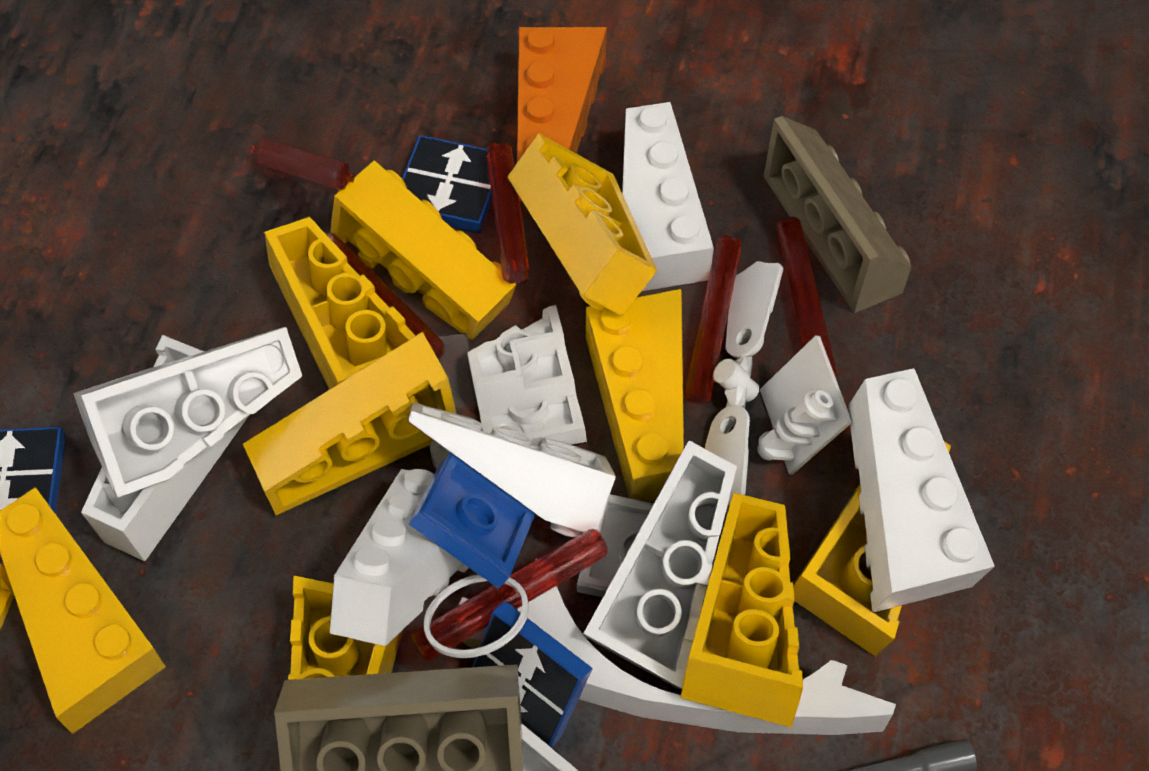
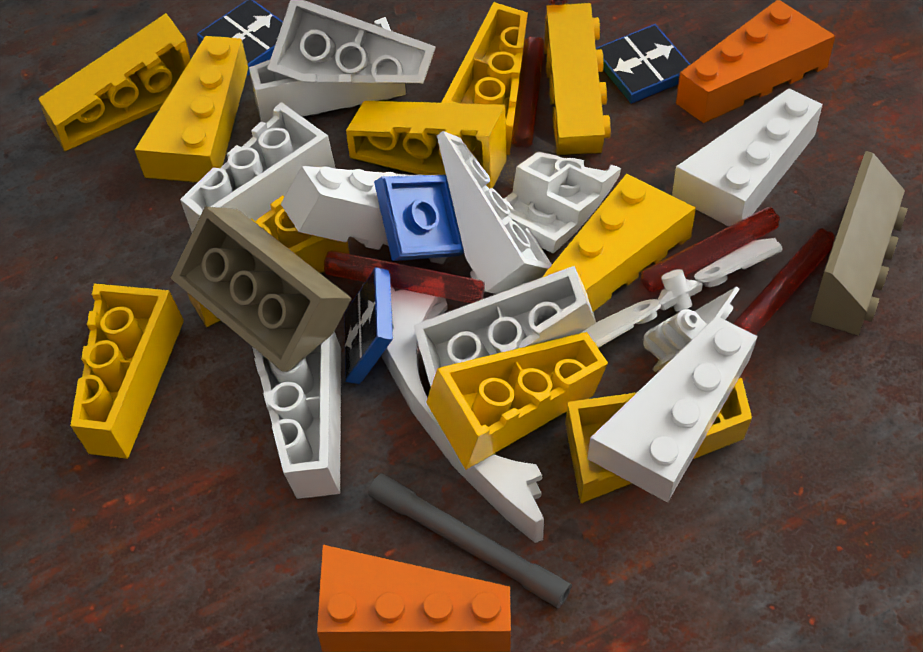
camera: 50 degrees right, 5 degrees down
(223, 621) = (261, 167): none -> white wedge
(485, 649) = (359, 281): white piece -> none
(507, 215) = (643, 95): clear red axle -> none
(584, 223) = (676, 123): yellow wedge -> none

